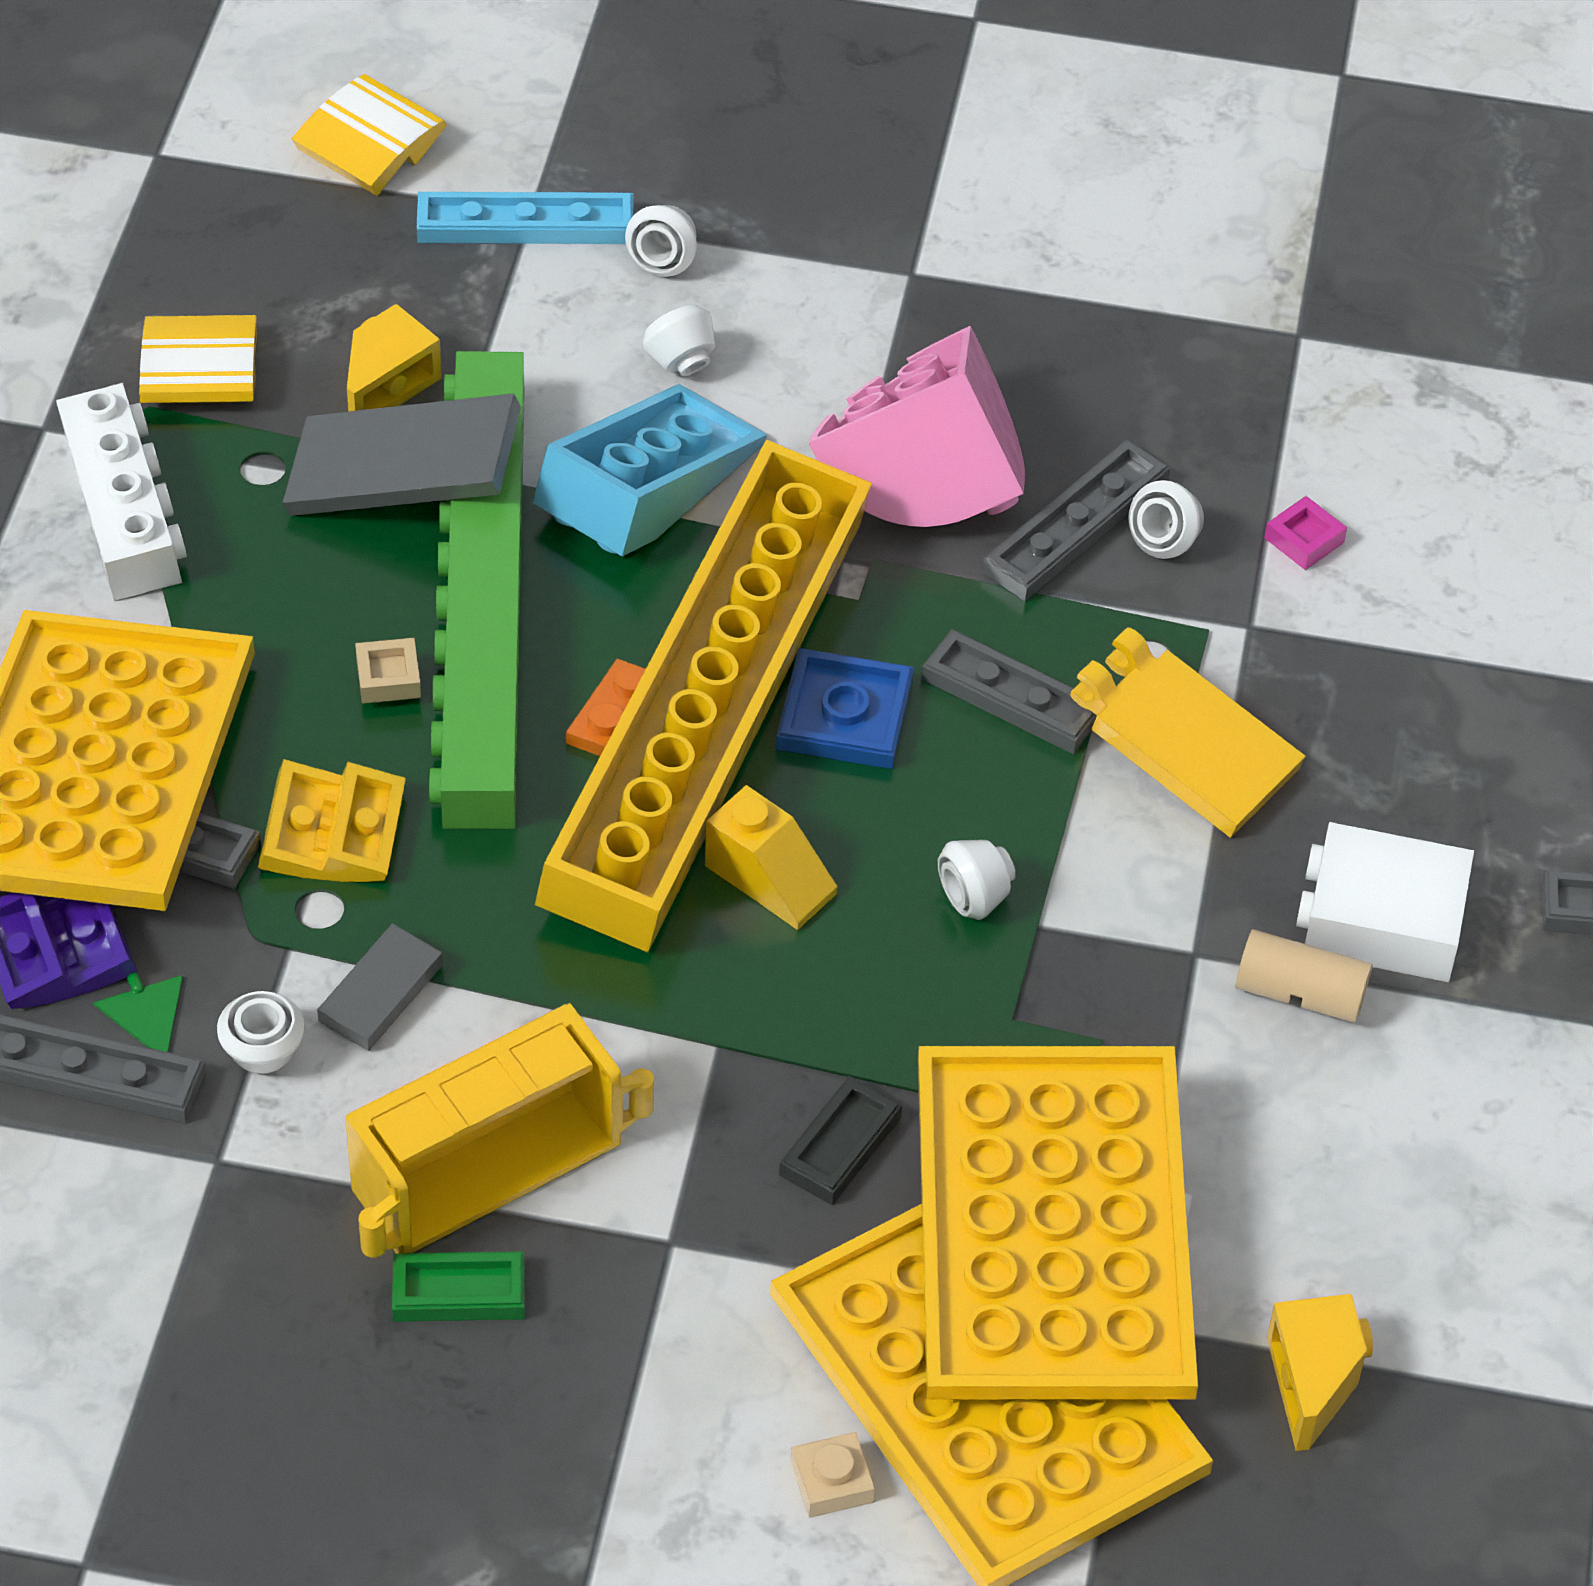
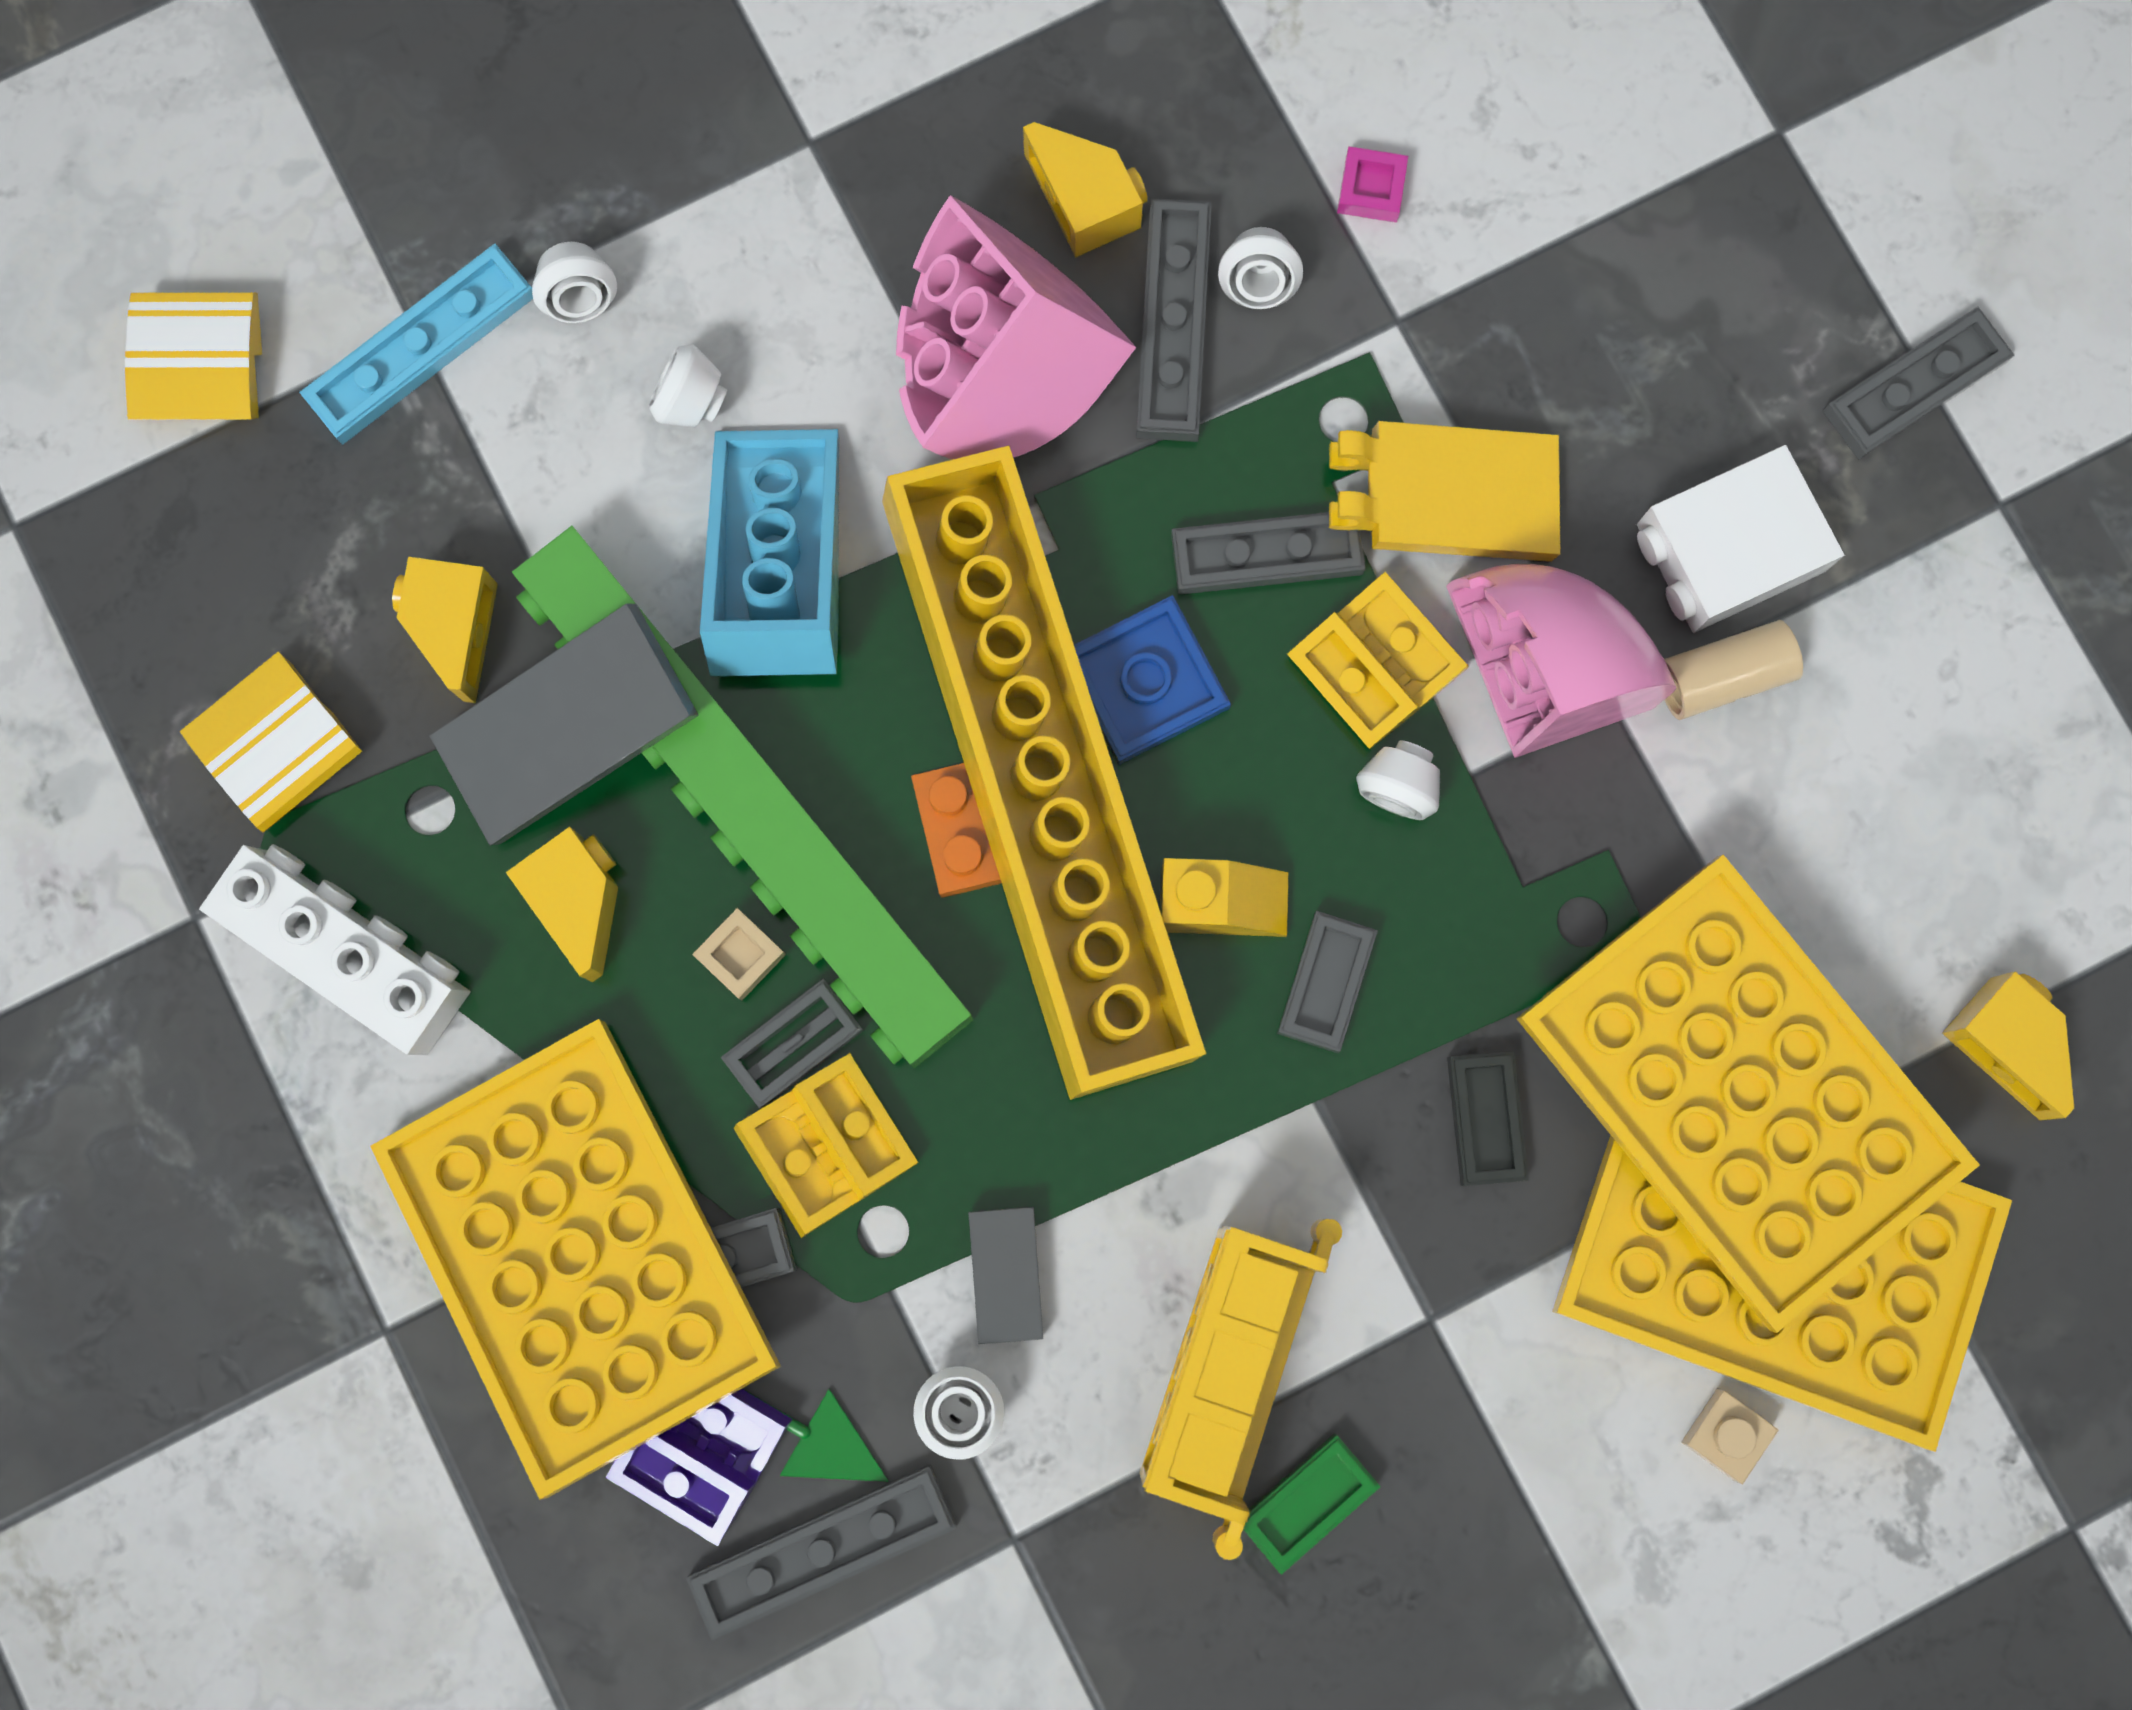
camera: 35 degrees left, 30 degrees up
(308, 562) = (572, 897): none -> yellow slope
(406, 762) = (749, 1078): none -> dark grey tile
(800, 971) = (1327, 982): none -> dark grey tile
(1034, 804) = (1378, 660): none -> yellow slope
(1082, 403) = (1085, 187): none -> yellow slope
(1171, 875) = (1556, 653): none -> bright pink brick

